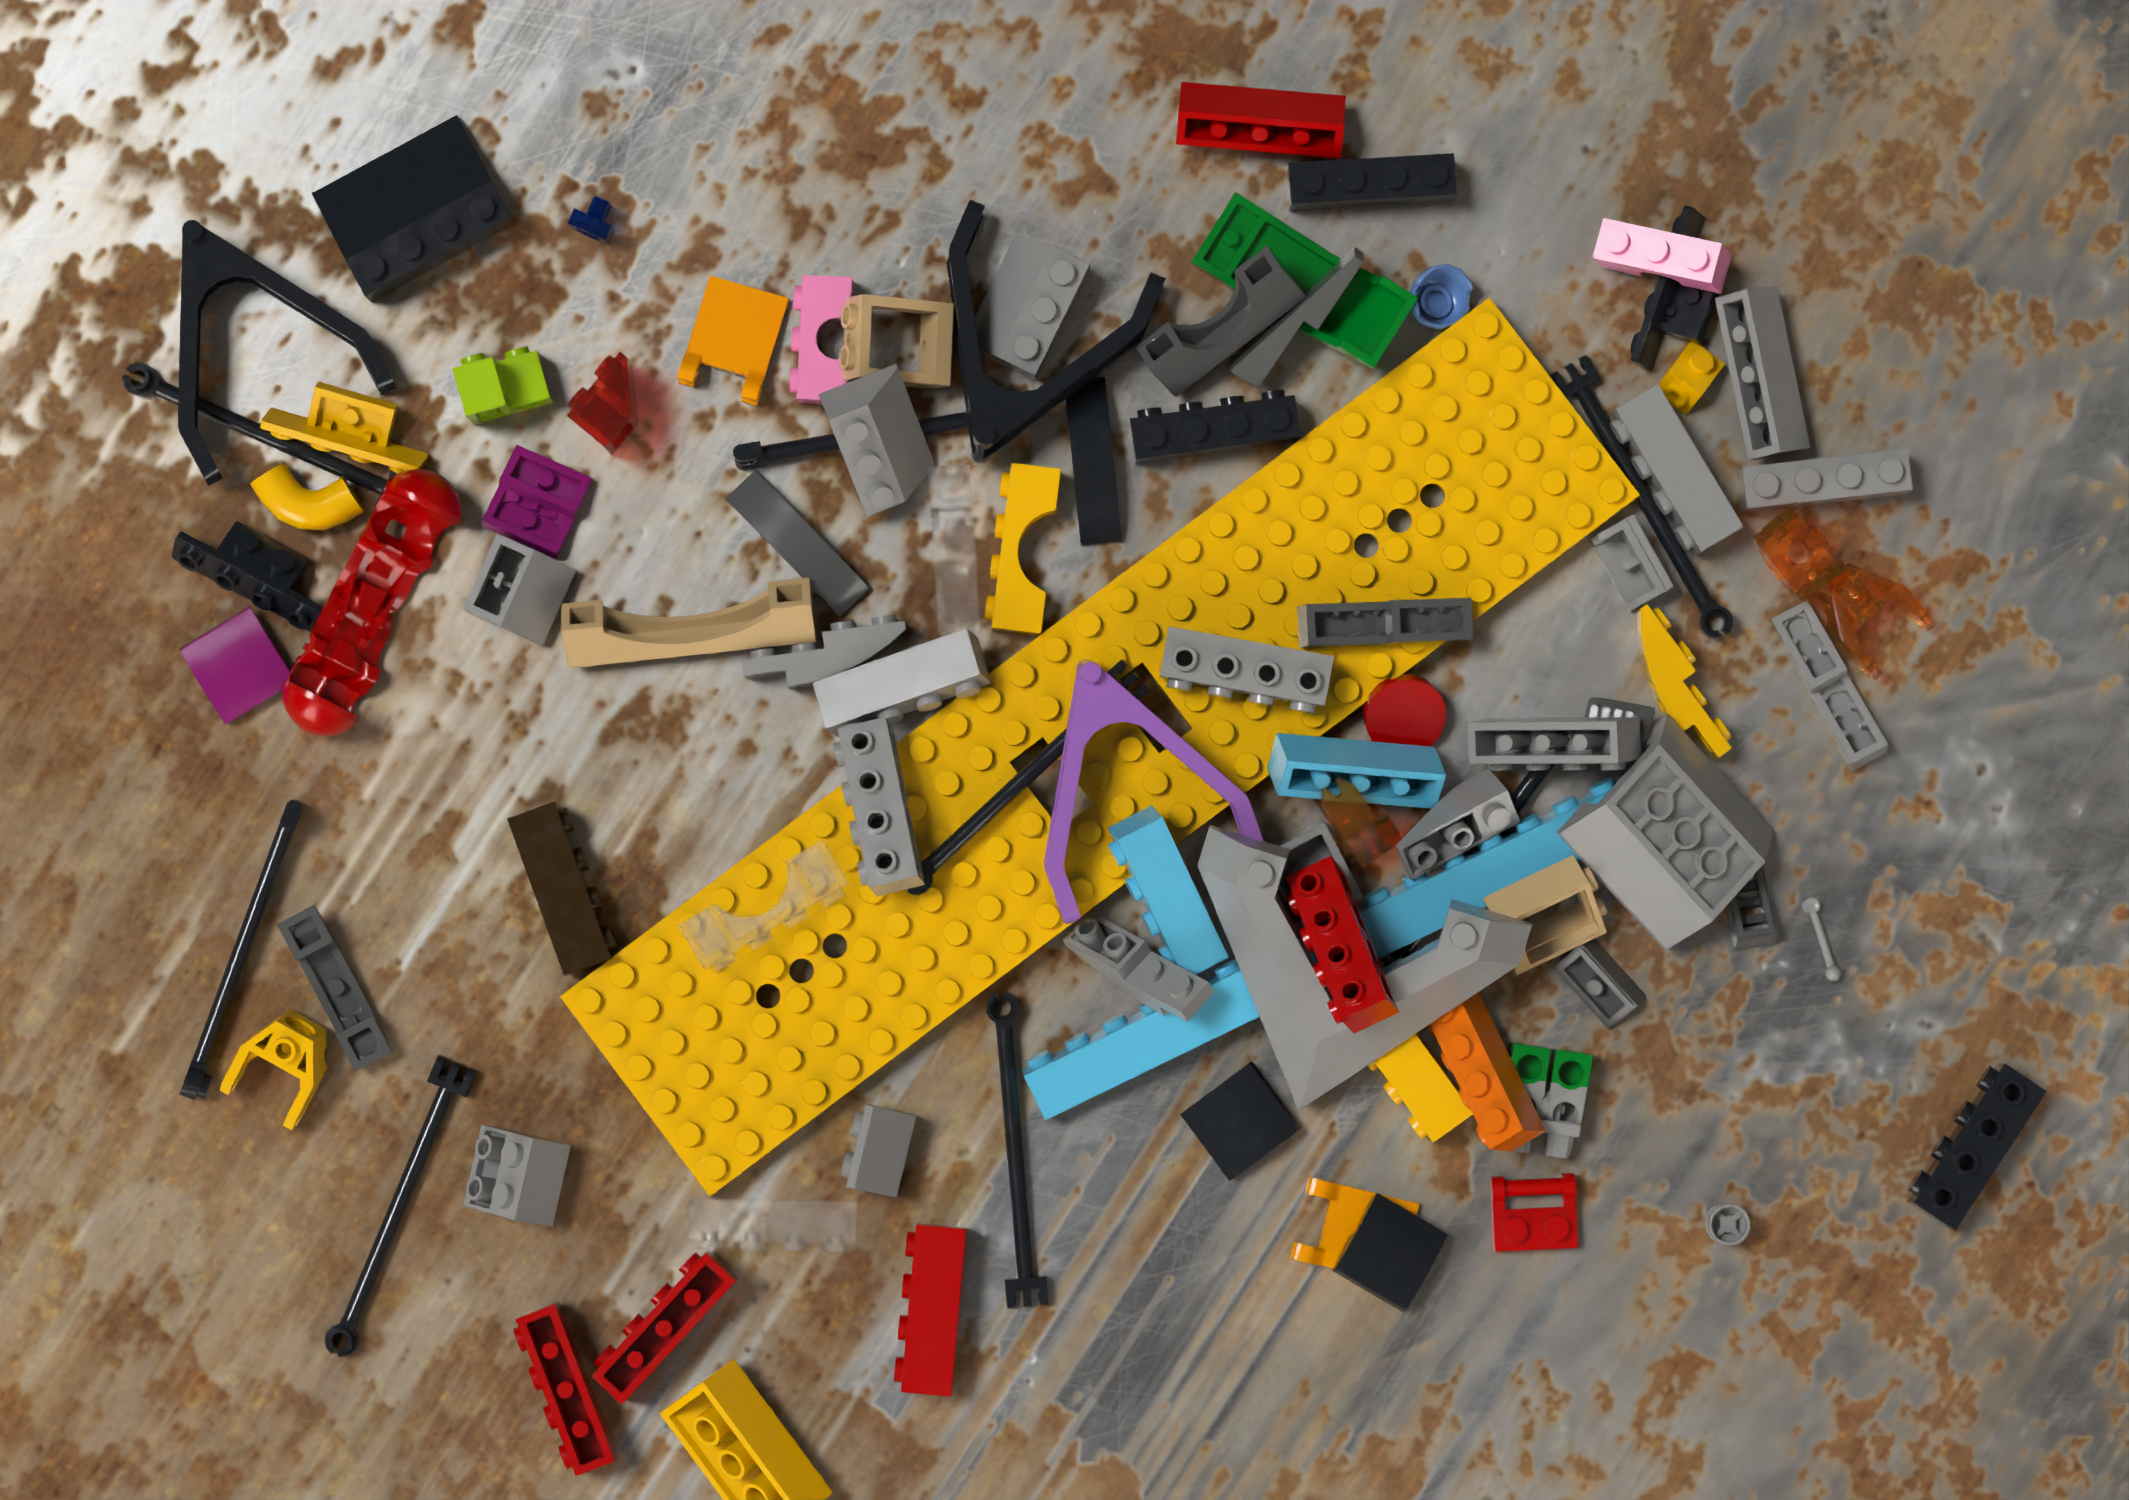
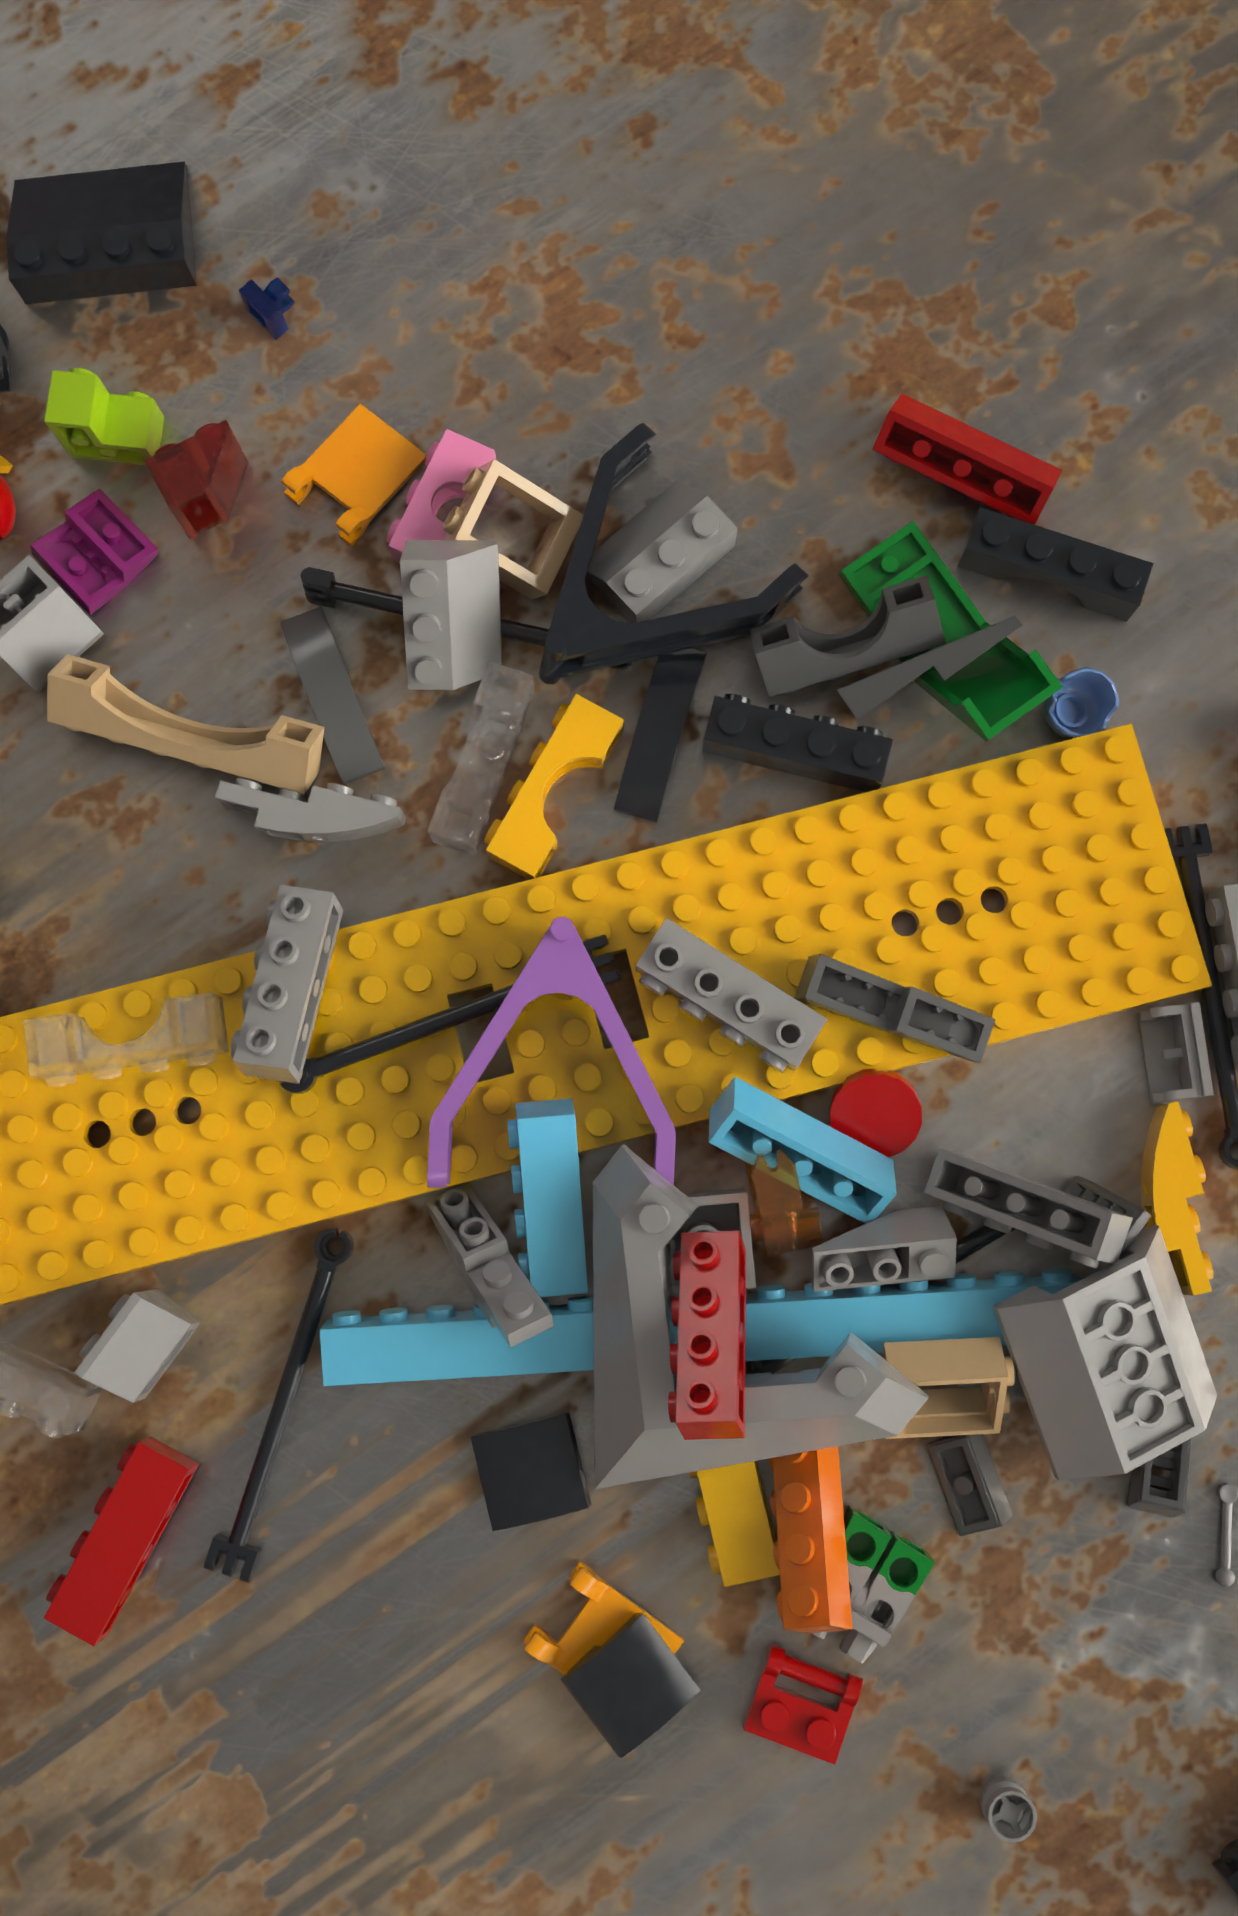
camera: 25 degrees right, 5 degrees down
(904, 682) = (375, 868): brick -> none

